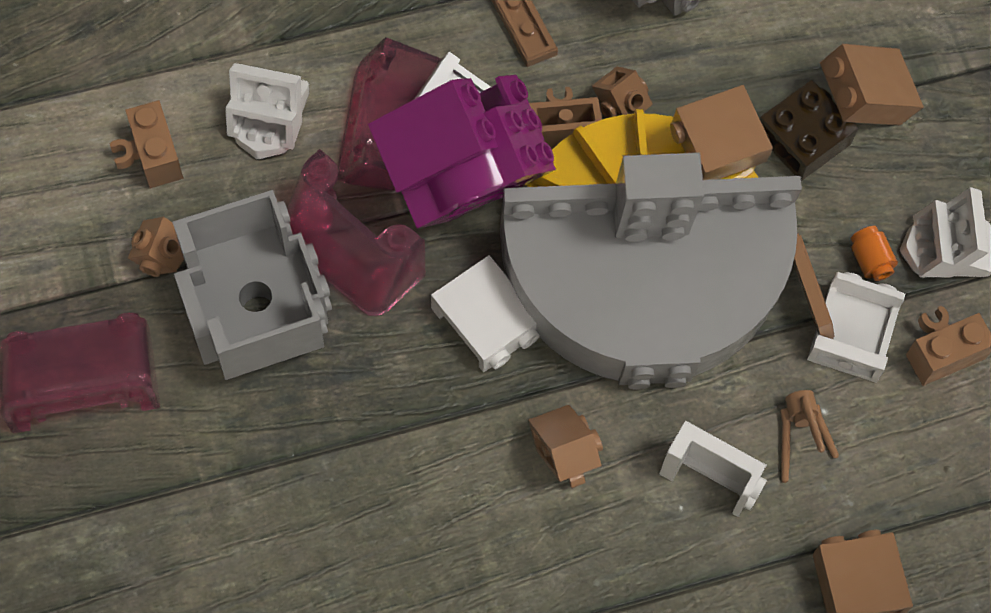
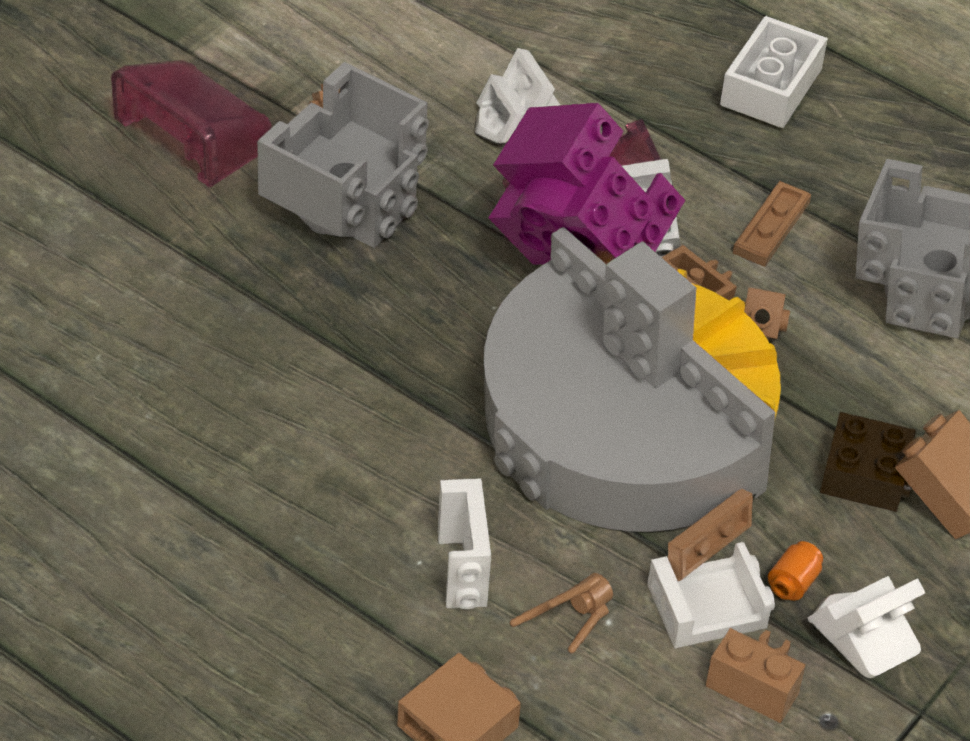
camera: 55 degrees right, 20 degrees down
(150, 144) = (422, 60): medium nougat brick -> none
(351, 257) = (447, 215): clear pink windscreen -> none
(486, 313) = (460, 329): white panel -> none
(566, 444) = (394, 432): medium nougat brick -> none
(723, 132) = (765, 348): medium nougat brick -> none

